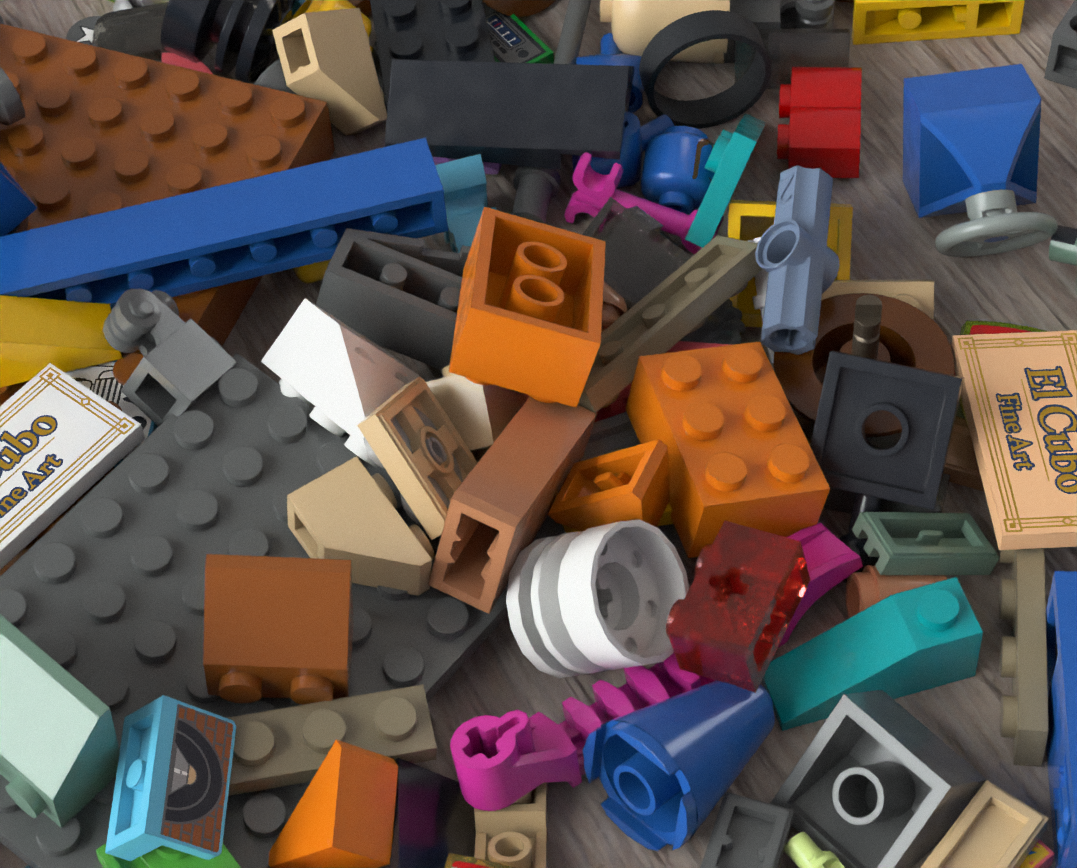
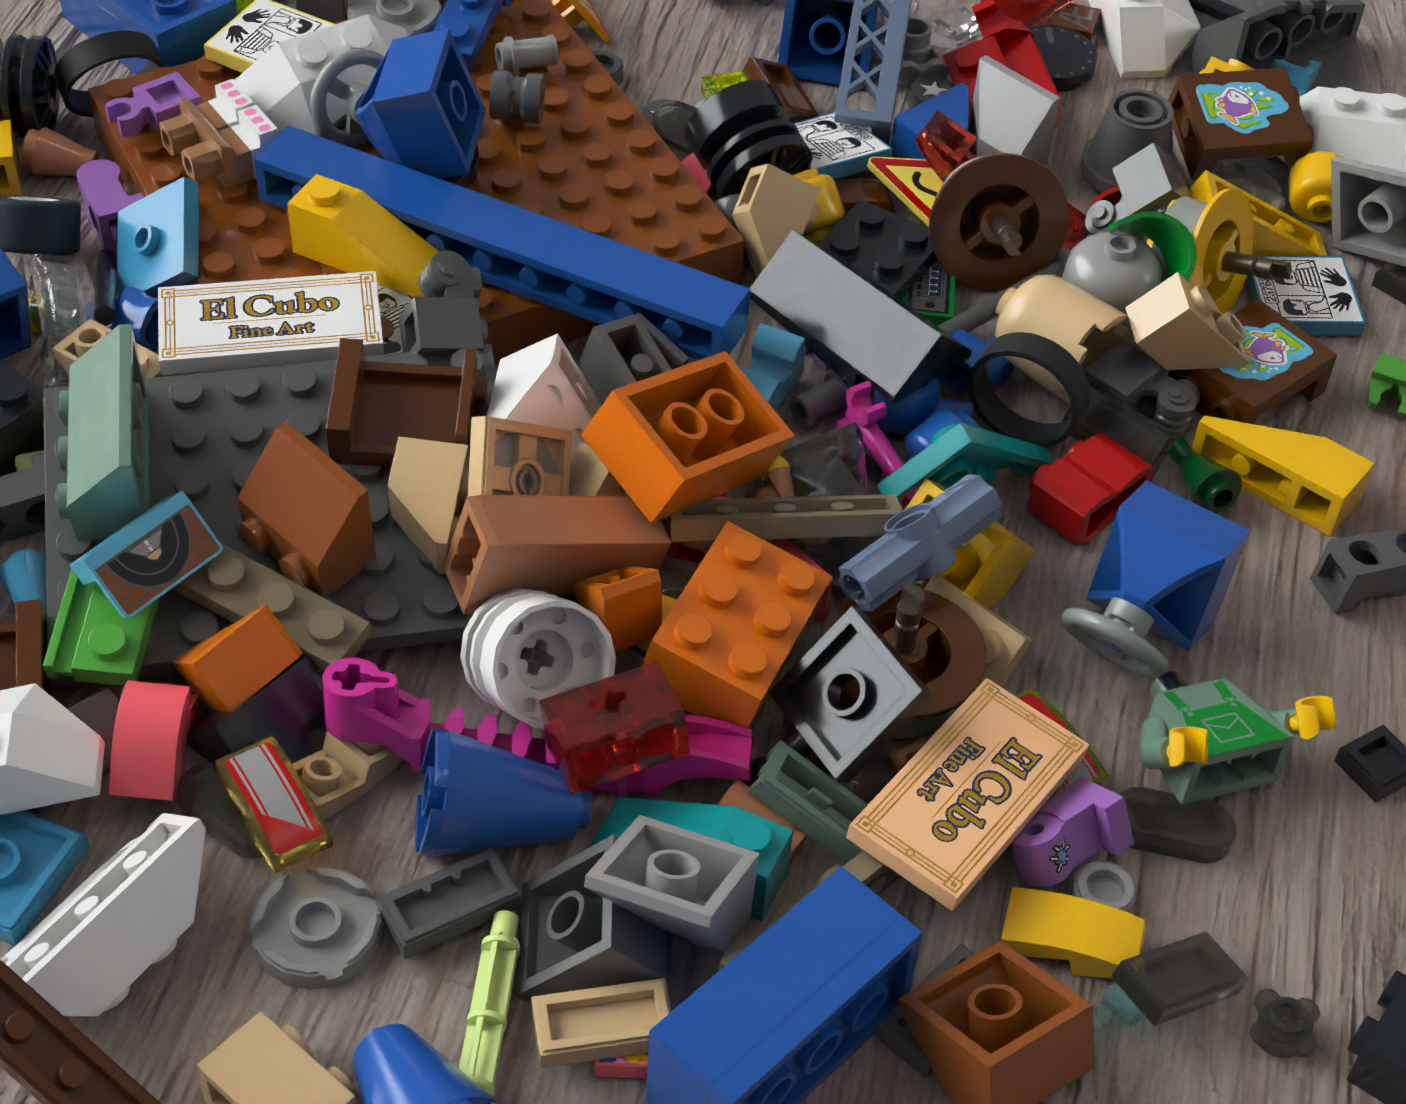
camera: 35 degrees right, 5 degrees down
(235, 470) = (388, 400): none -> reddish brown panel
(900, 51) = (1205, 479): none -> dark green cone
(933, 686) = (679, 881): none -> light grey slope

